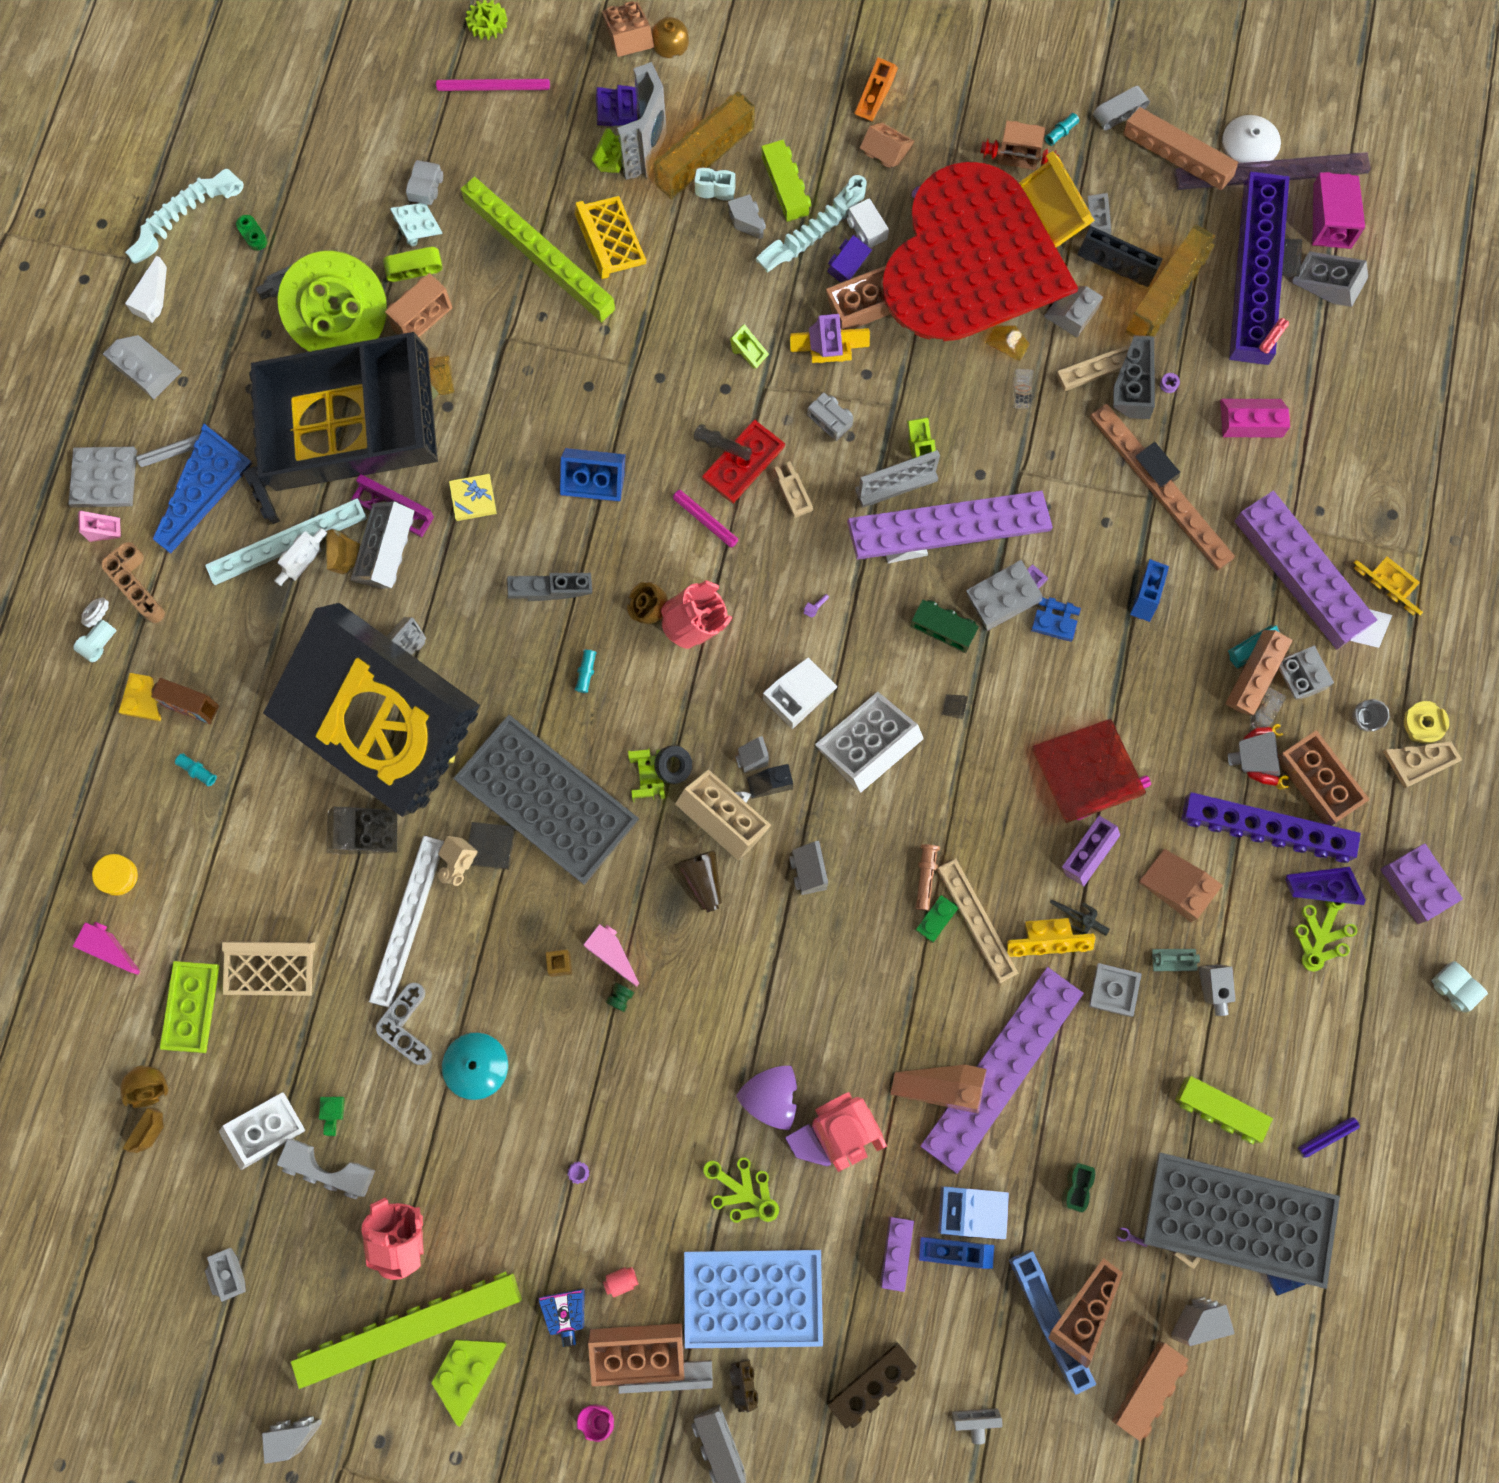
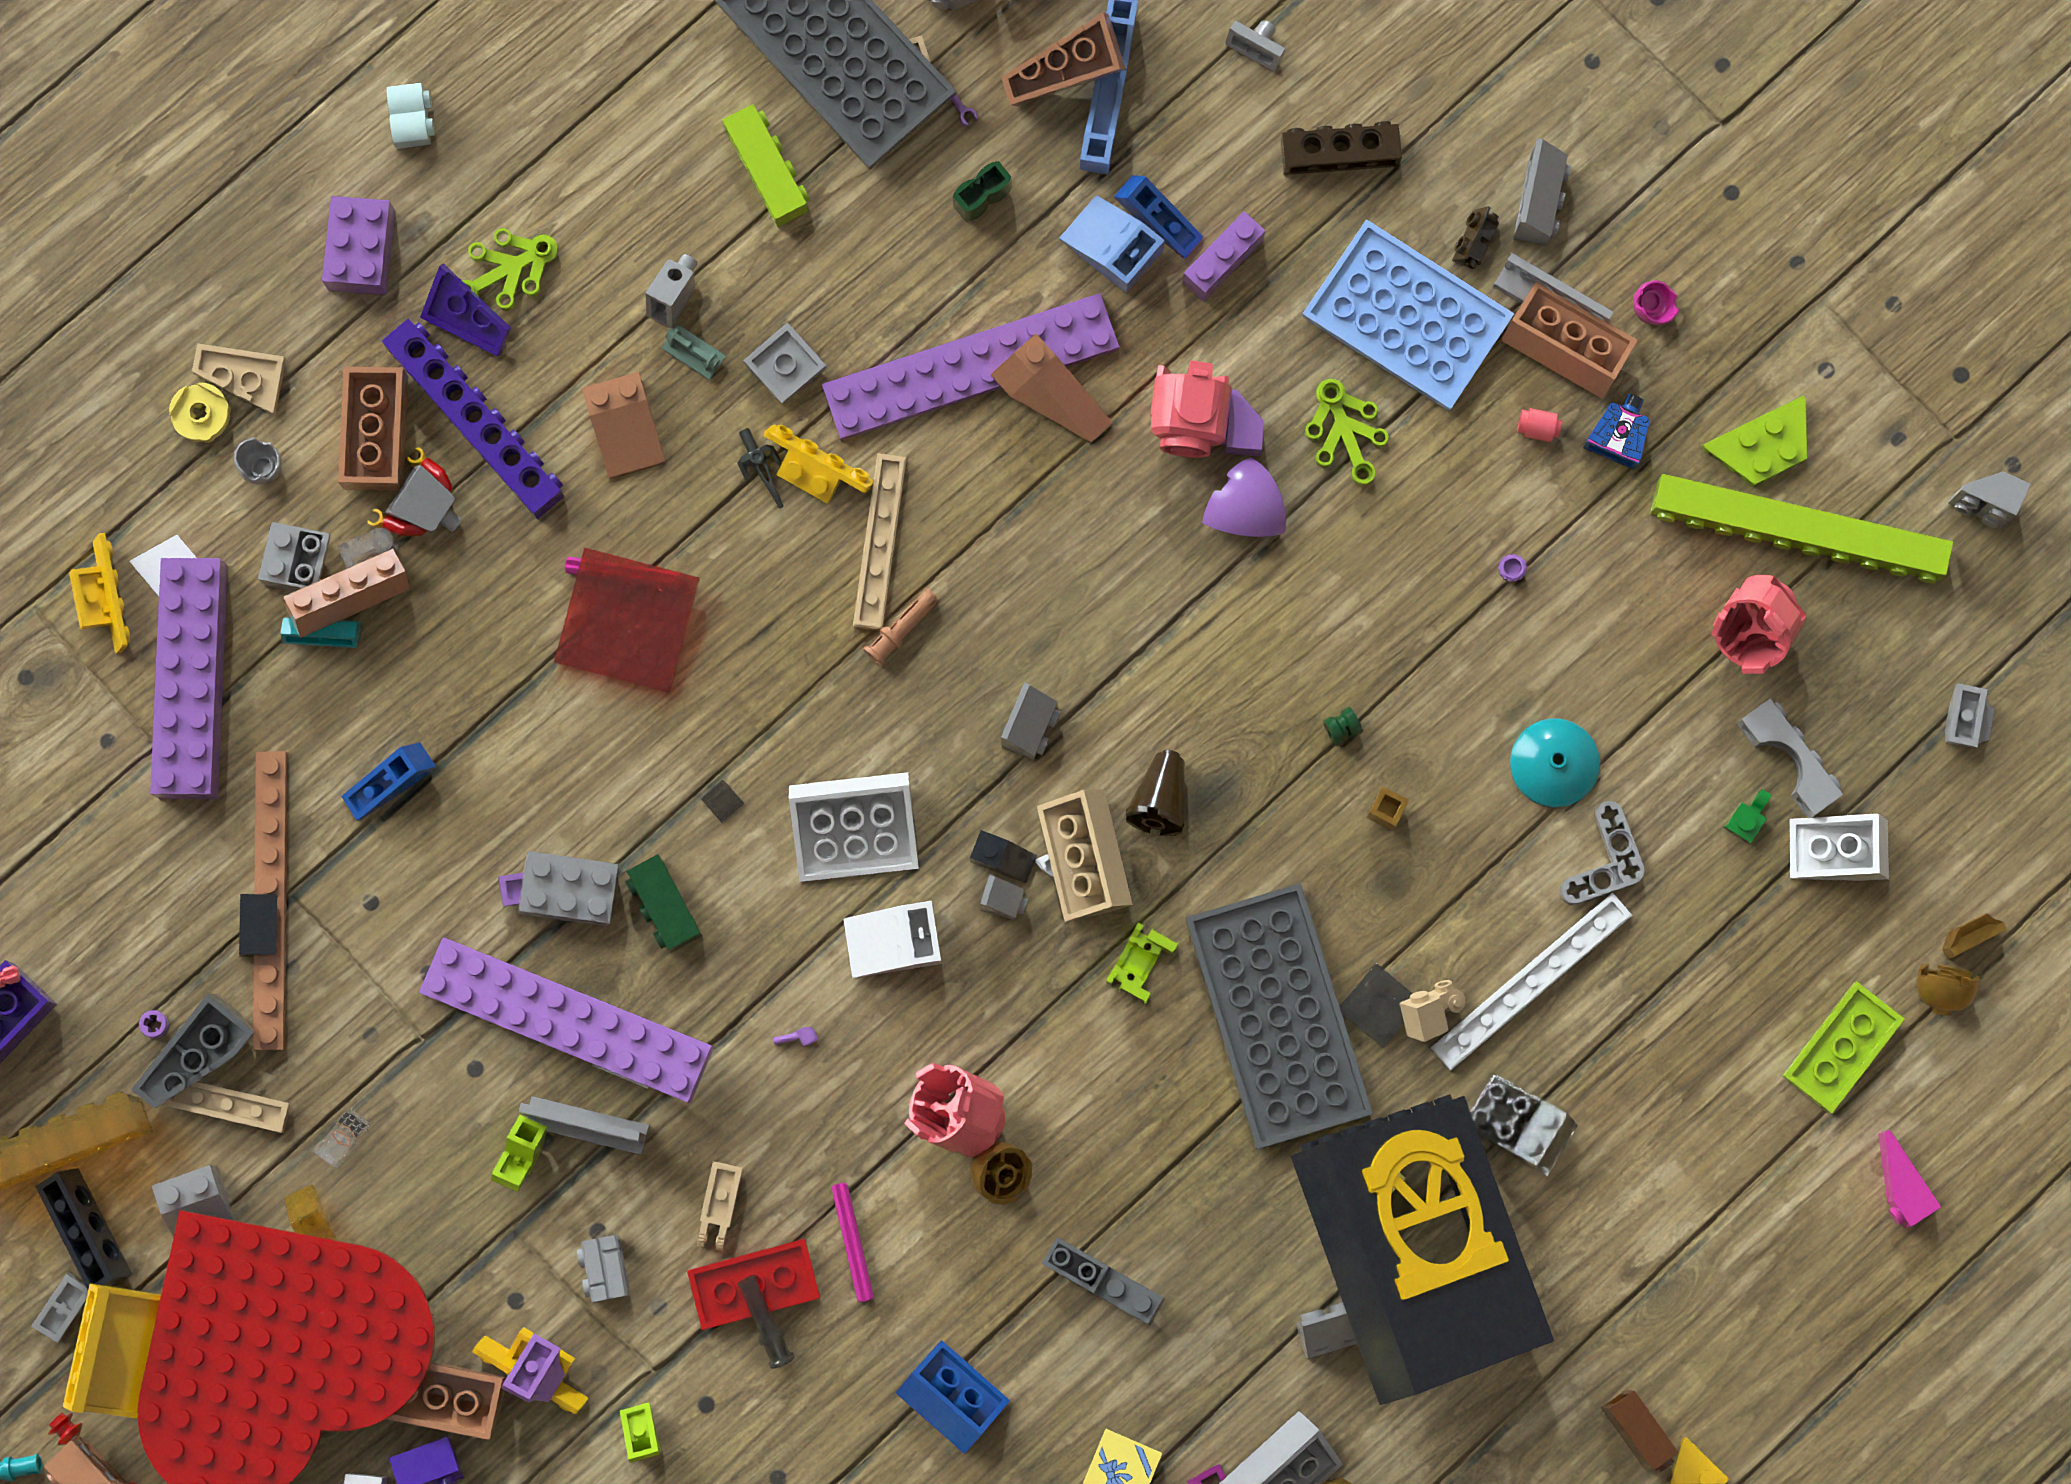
camera: 145 degrees left, 5 degrees up
(114, 874) = (1845, 1269): yellow head -> none
(195, 769) = (1675, 1338): teal pin -> none
(268, 949) = (1717, 1057): tan fence -> none
(585, 671) = (1129, 1143): teal pin -> none
(608, 948) = (1320, 788): bright pink slope -> none
(661, 764) = (1109, 967): black tyre -> none
(937, 919) = (923, 574): green plate -> none
(1055, 625) = (532, 818): blue plate -> none
(1091, 851) = (696, 526): medium lavender brick -> none
(1254, 418) = (88, 909): dark pink slope -> none
(1328, 1137) = (674, 65): dark purple axle -> none

